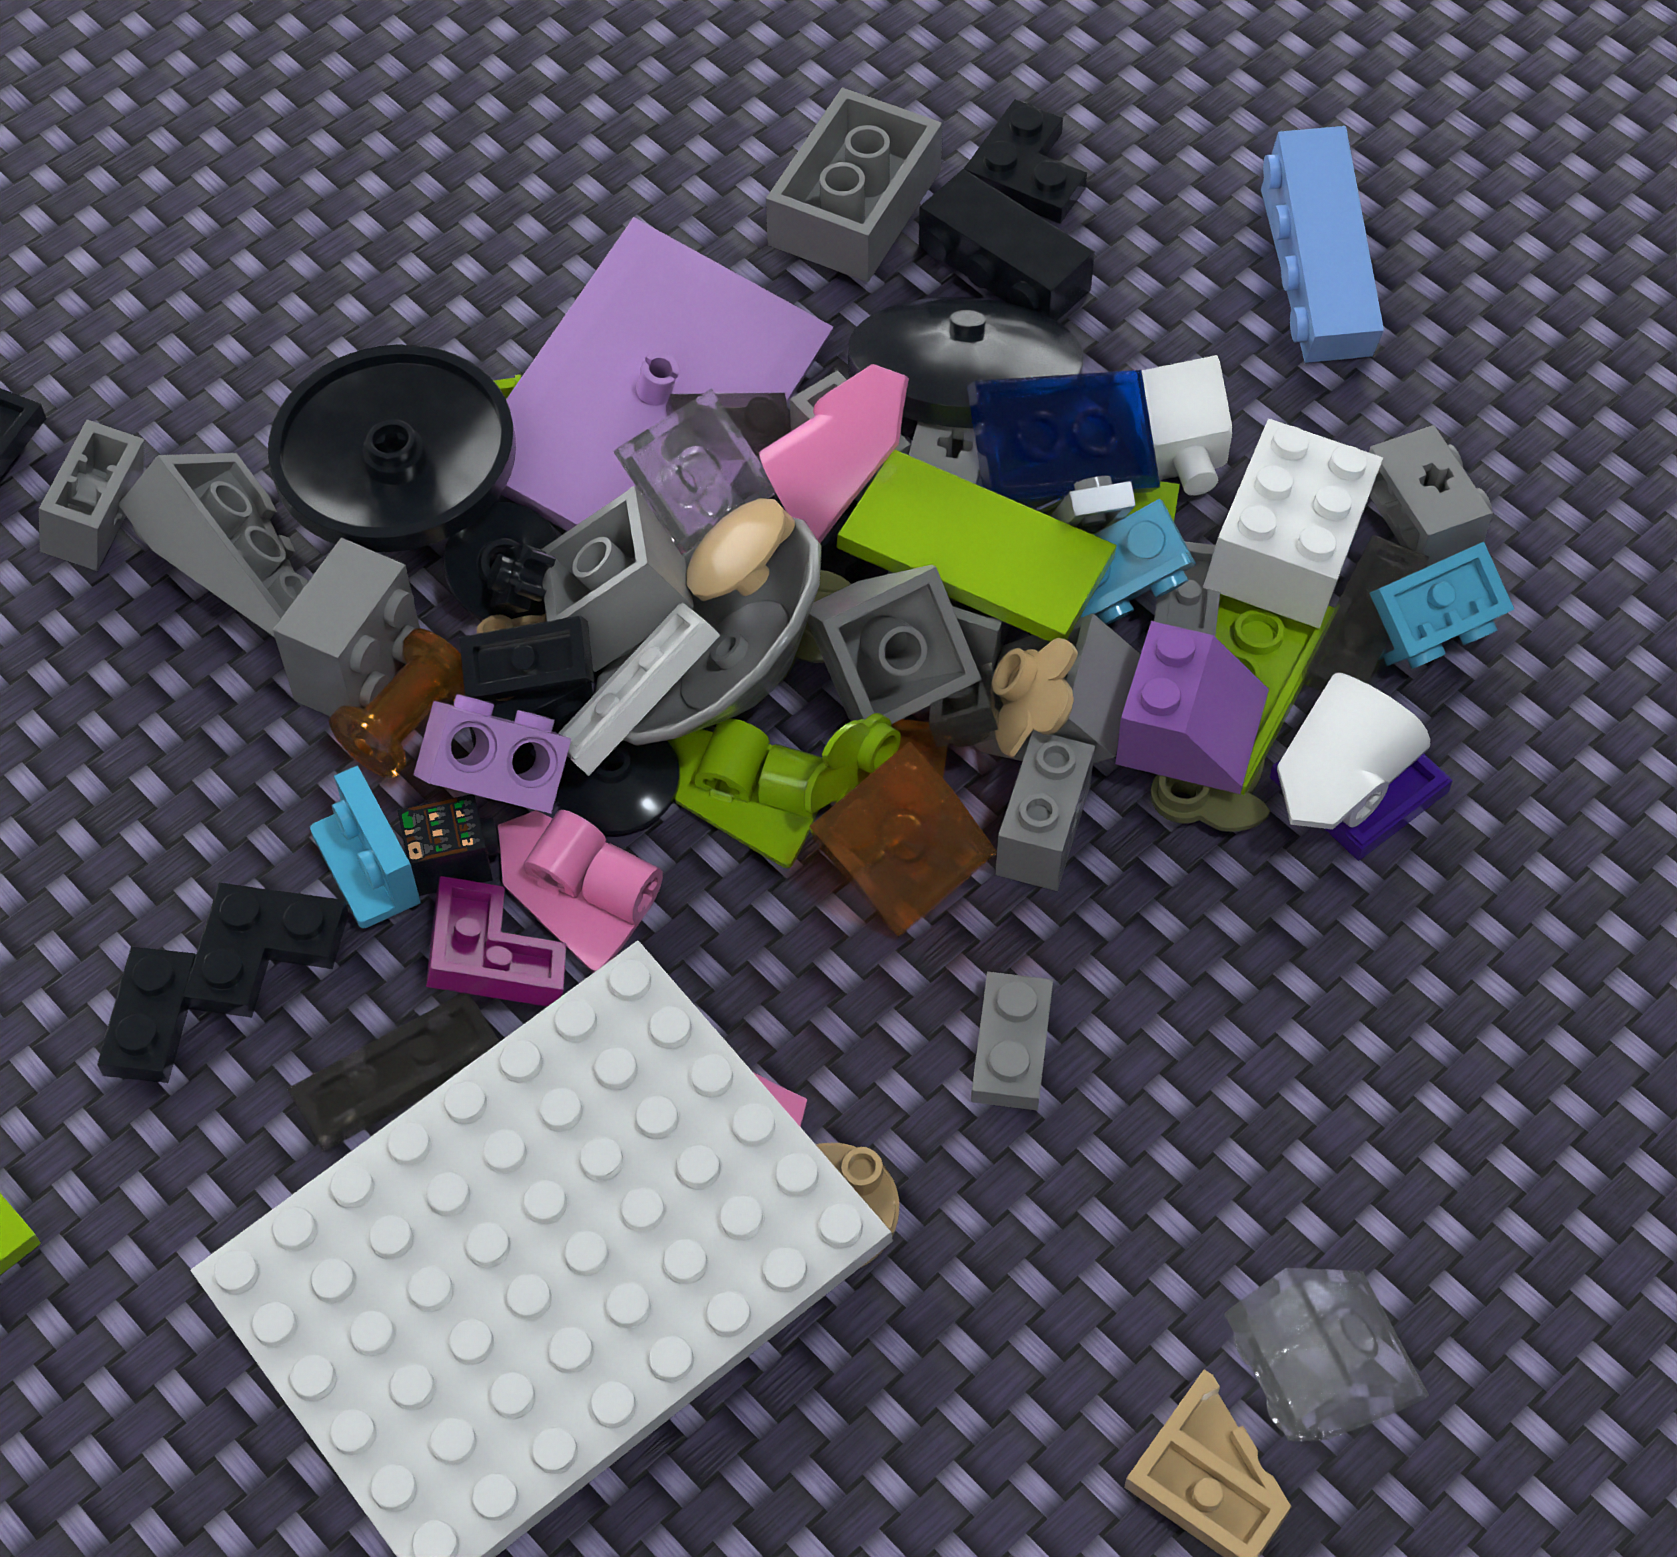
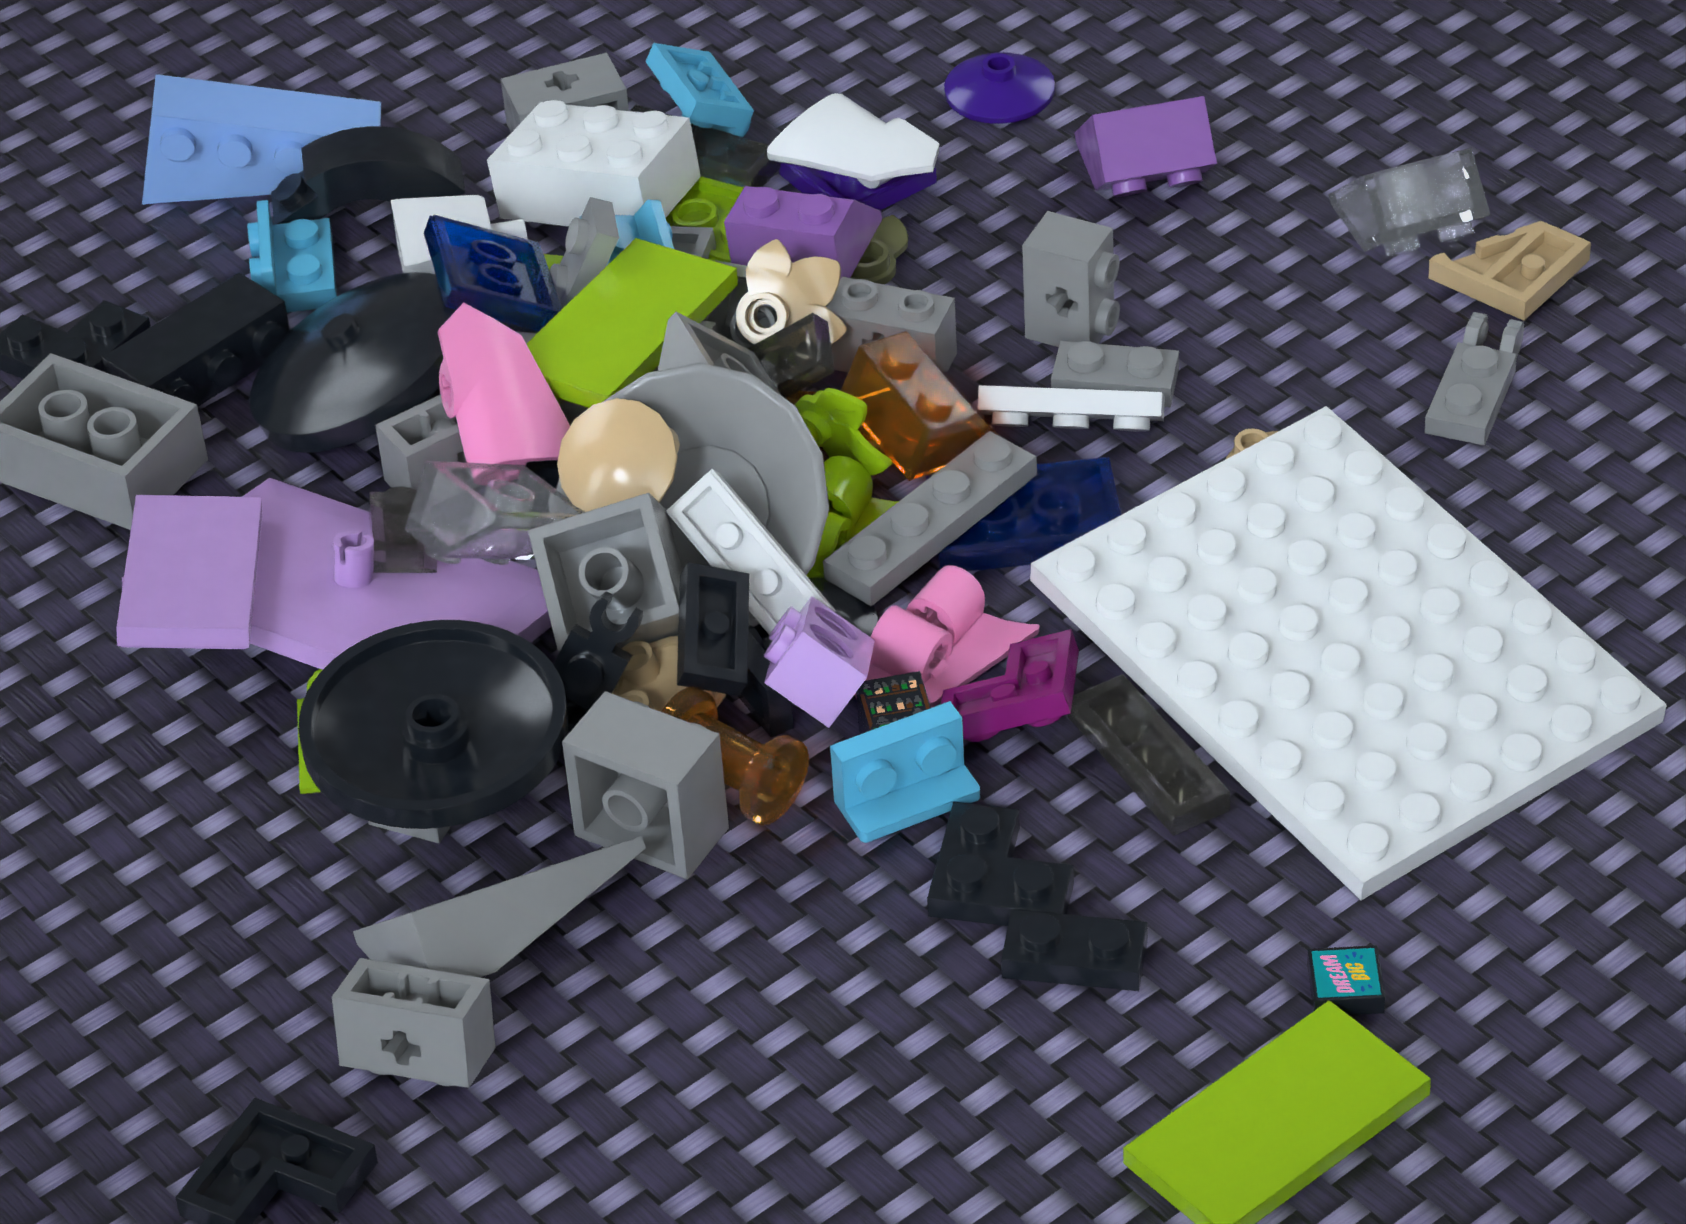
camera: 85 degrees left, 15 degrees down
(72, 1255) = (1347, 978): none -> tile
(631, 259) = (190, 572): none -> lavender tile
(747, 861) = (929, 518): none -> light grey plate
(780, 959) = (1039, 517): none -> clear blue tile
(938, 991) = (1071, 406): none -> white plate
(1005, 1424) = (1474, 383): none -> light grey hinge
(1107, 968) = (1069, 281): none -> light grey brick
(1159, 303) = (293, 259): none -> medium azure bracket
(1275, 345) = (366, 165): none -> black arch
(1409, 1058) = (1147, 145): none -> medium lavender slope
(1536, 938) = (999, 88): none -> dark purple dish

